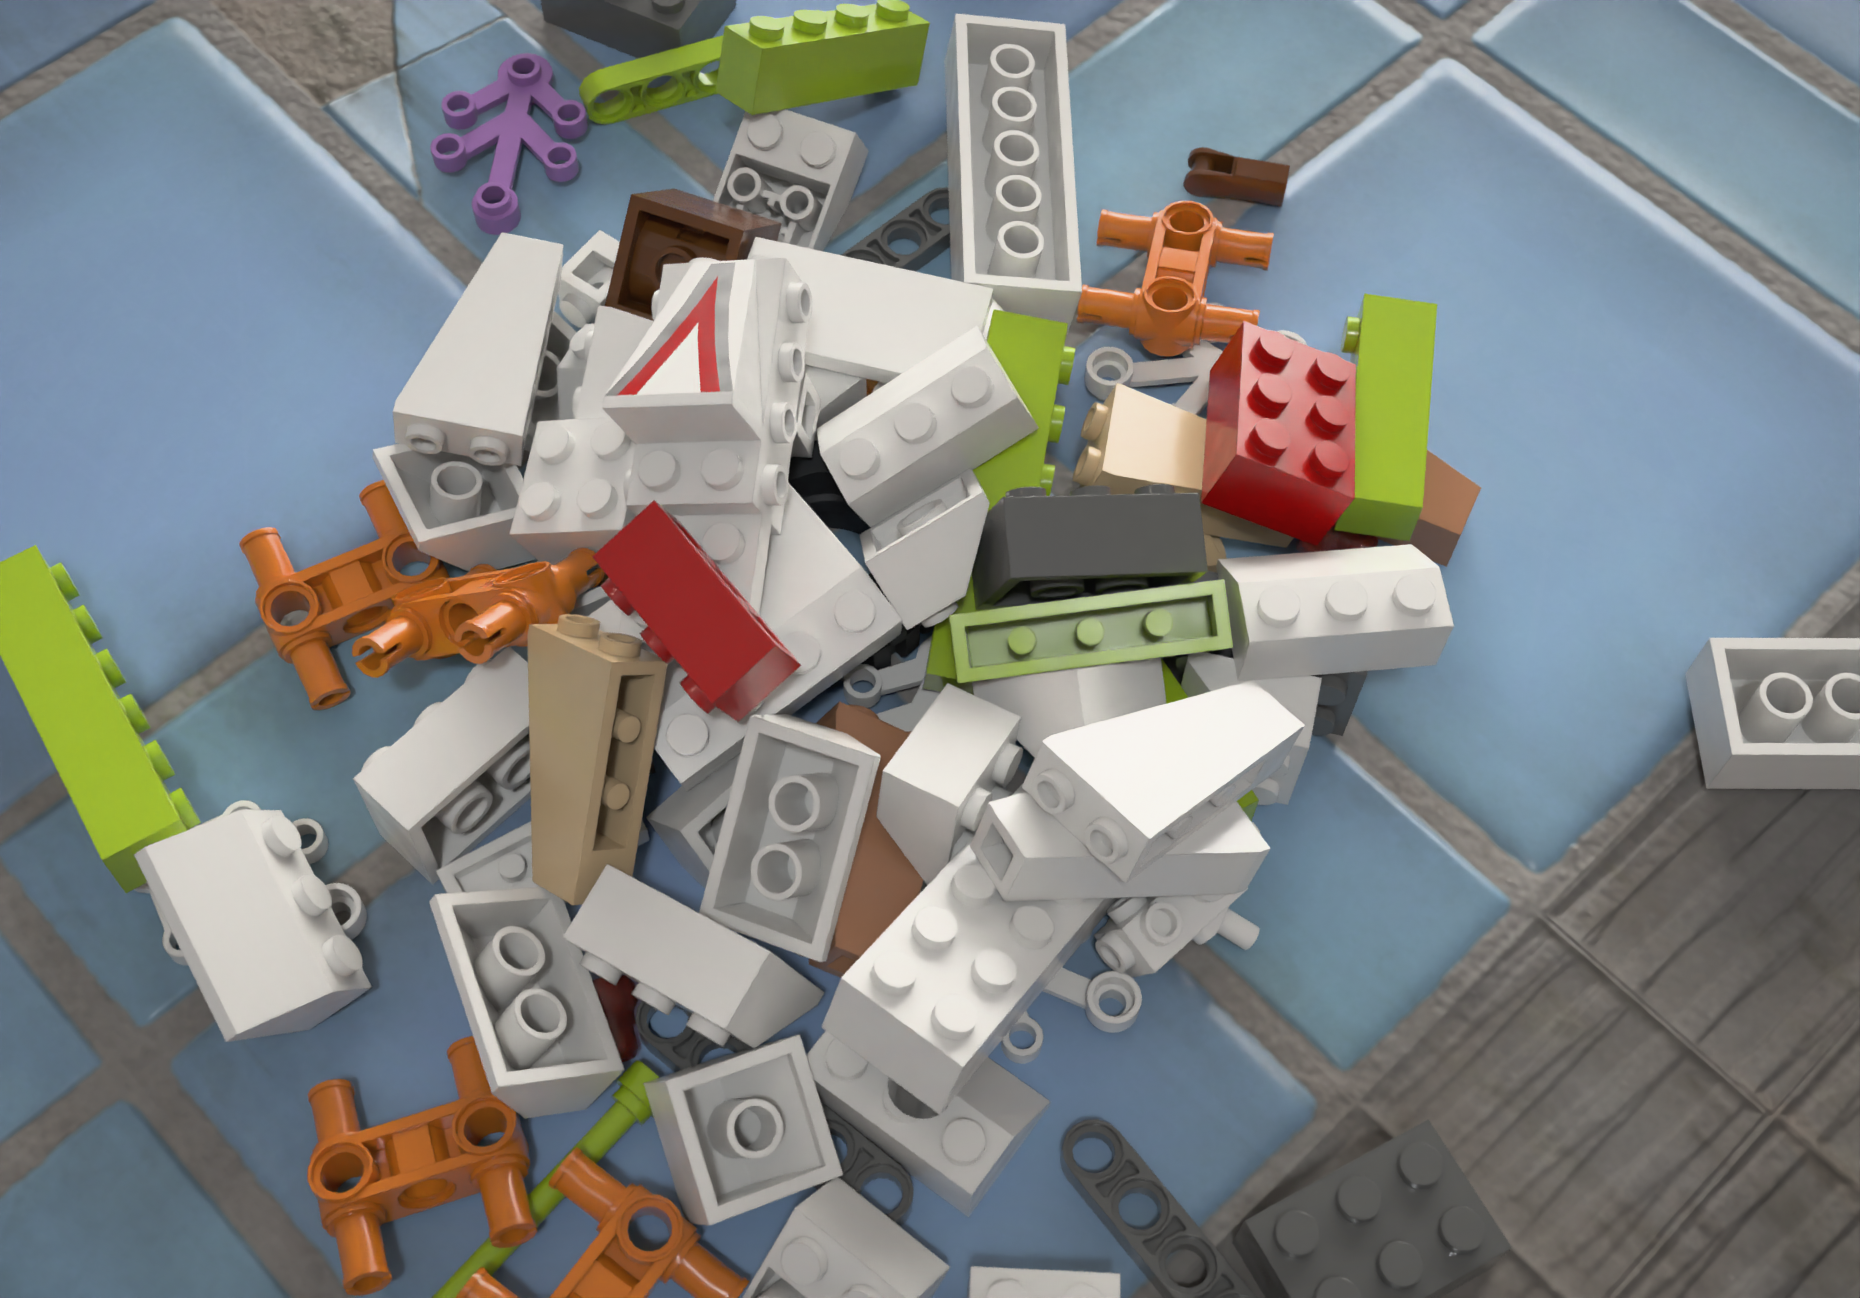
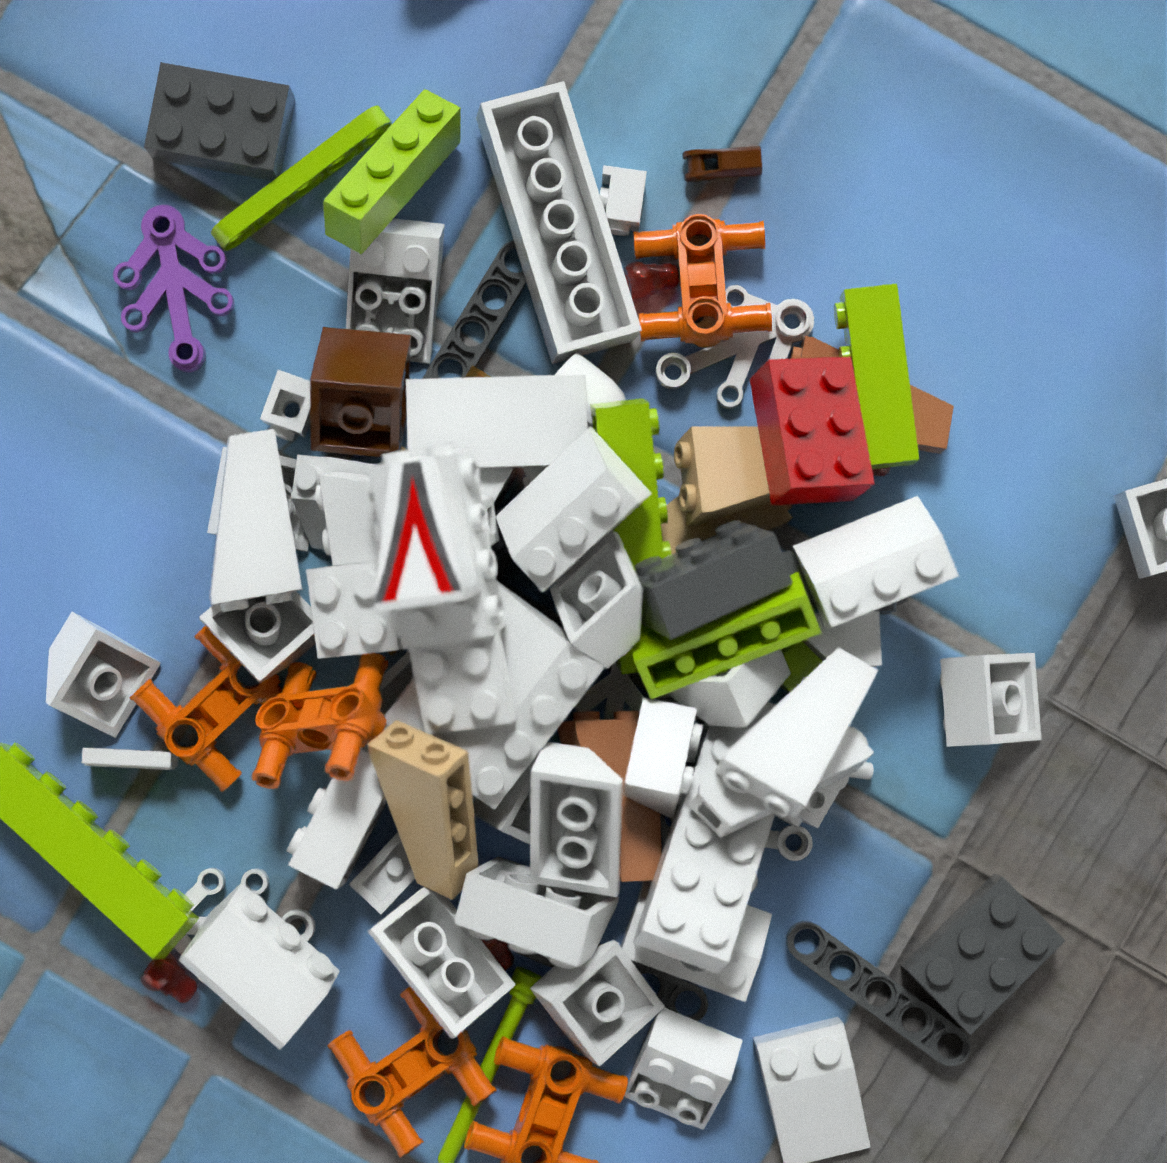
camera: 15 degrees left, 25 degrees up
(119, 928) = (169, 979): none -> clear red piece
(202, 509) = (95, 674): none -> white slope
(206, 626) = (129, 758): none -> white tile
(693, 614) = (477, 723): red brick -> none
(1103, 173) = (623, 198): none -> white brick
(1110, 268) = (650, 279): none -> clear red piece
(1456, 879) = (990, 699): none -> white slope

